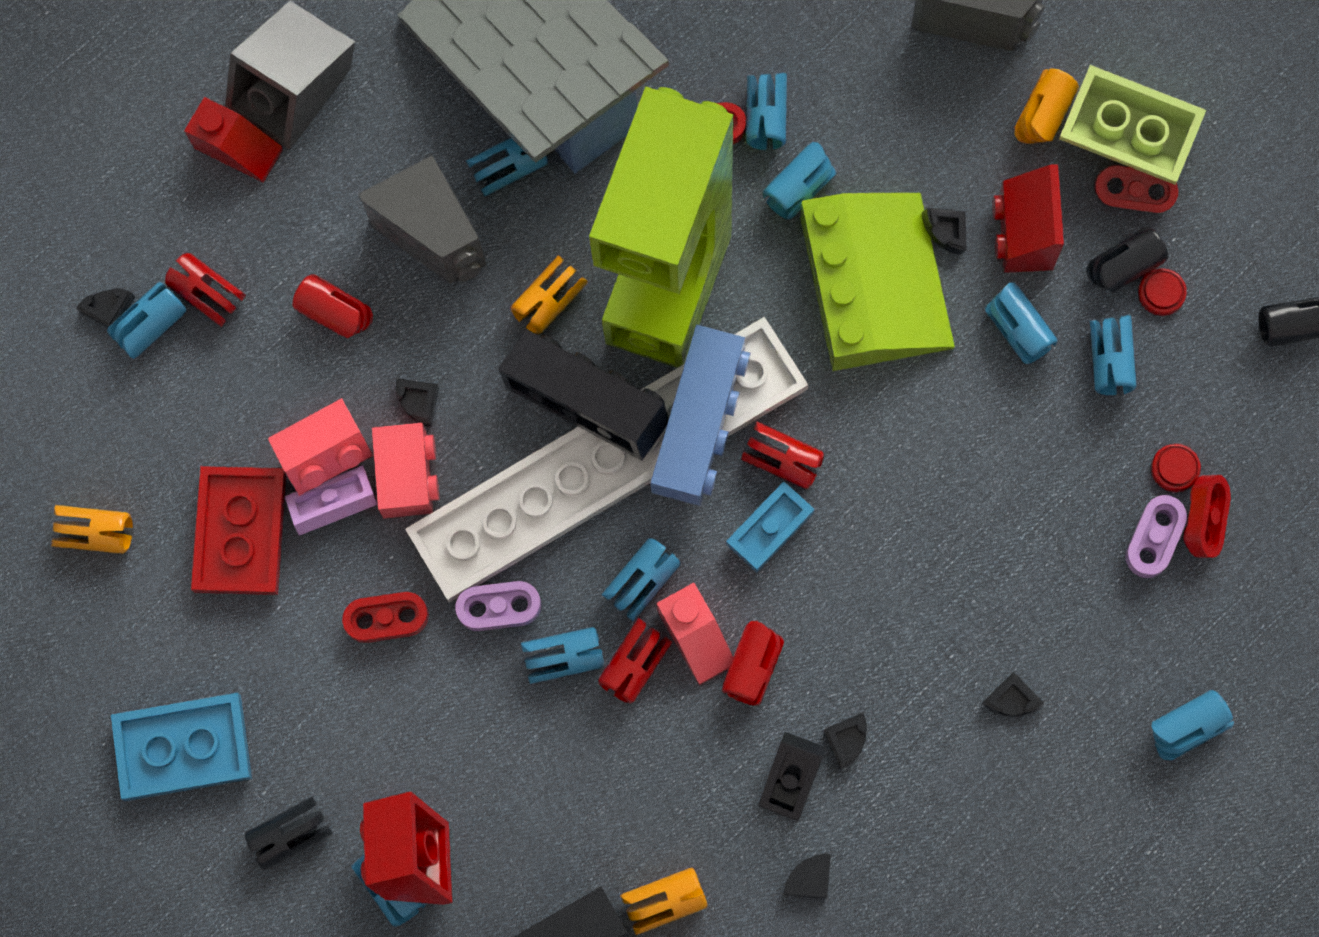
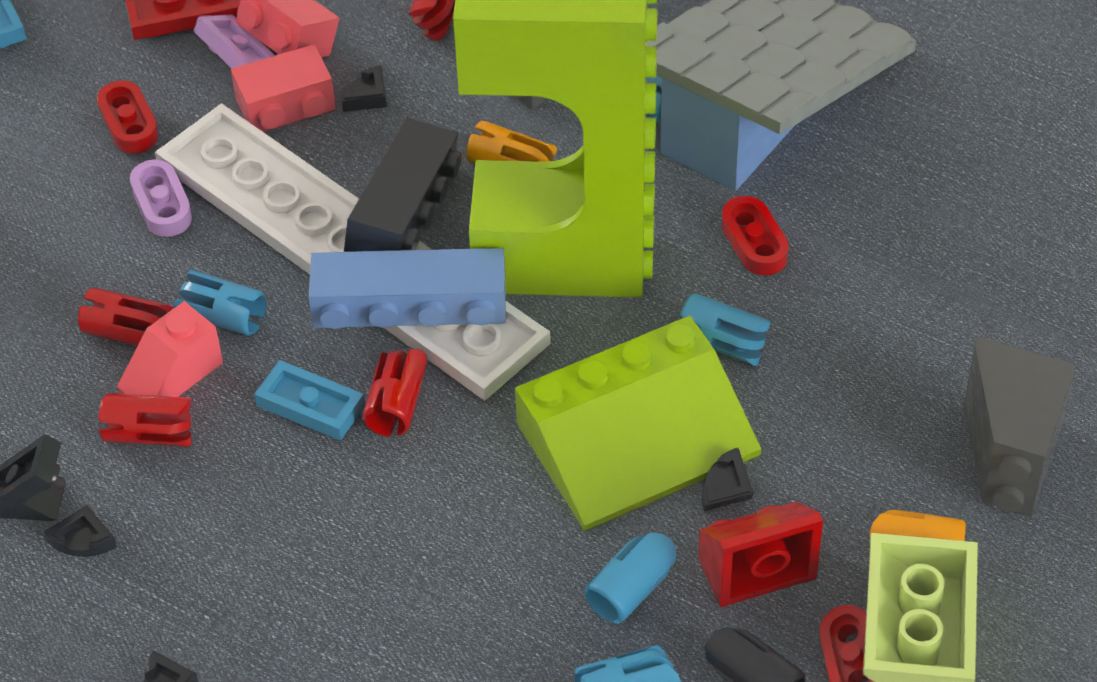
camera: 70 degrees right, 25 degrees down
(574, 653) = (121, 263): dark azure arm -> none
(766, 111) = (795, 280): dark azure arm -> none

